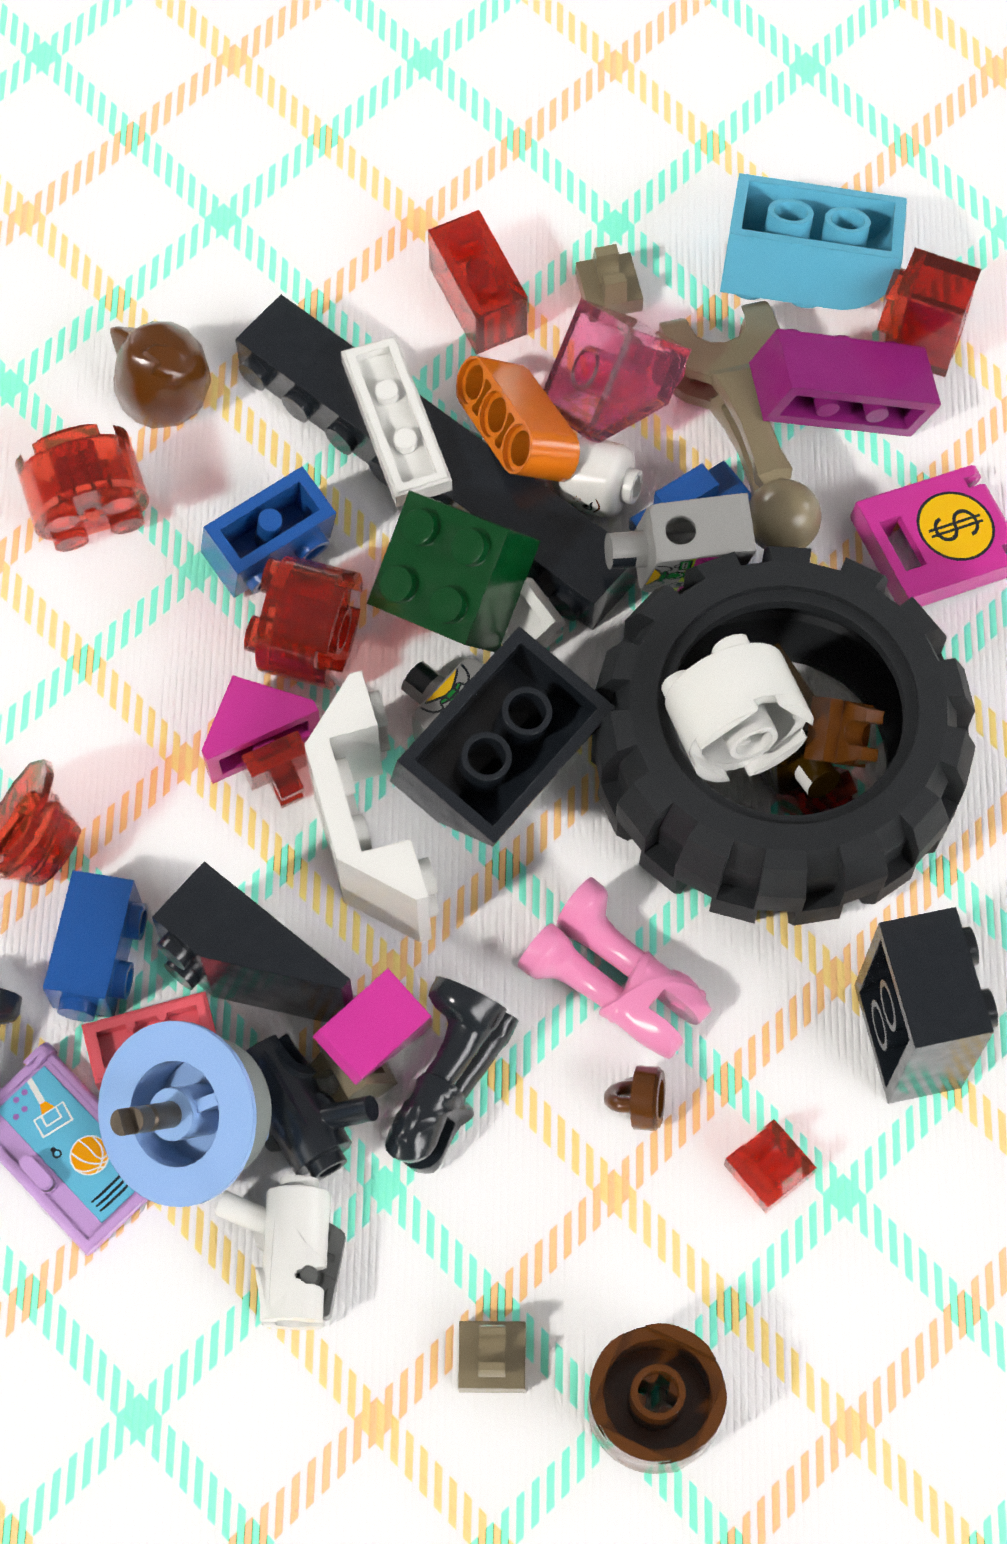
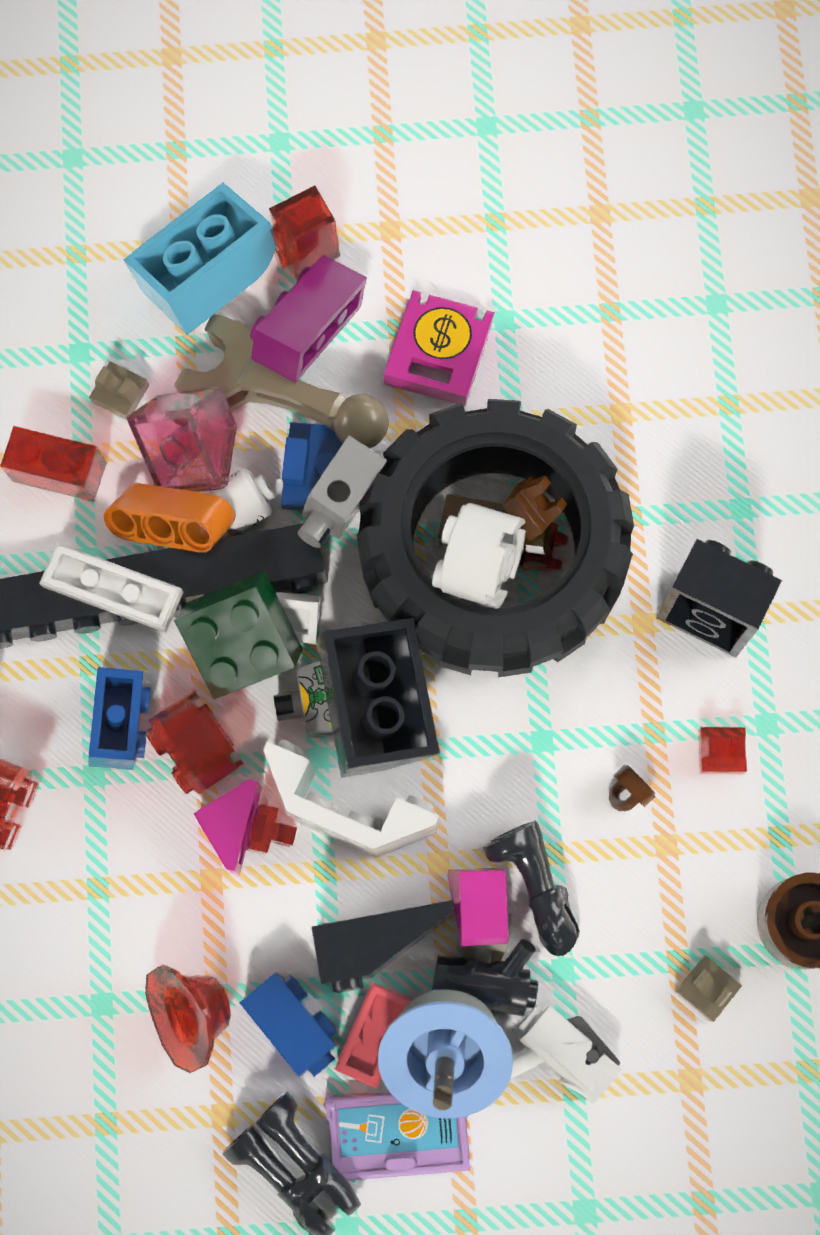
camera: 45 degrees left, 10 degrees up
(585, 921) = (568, 730): bright pink piece -> none

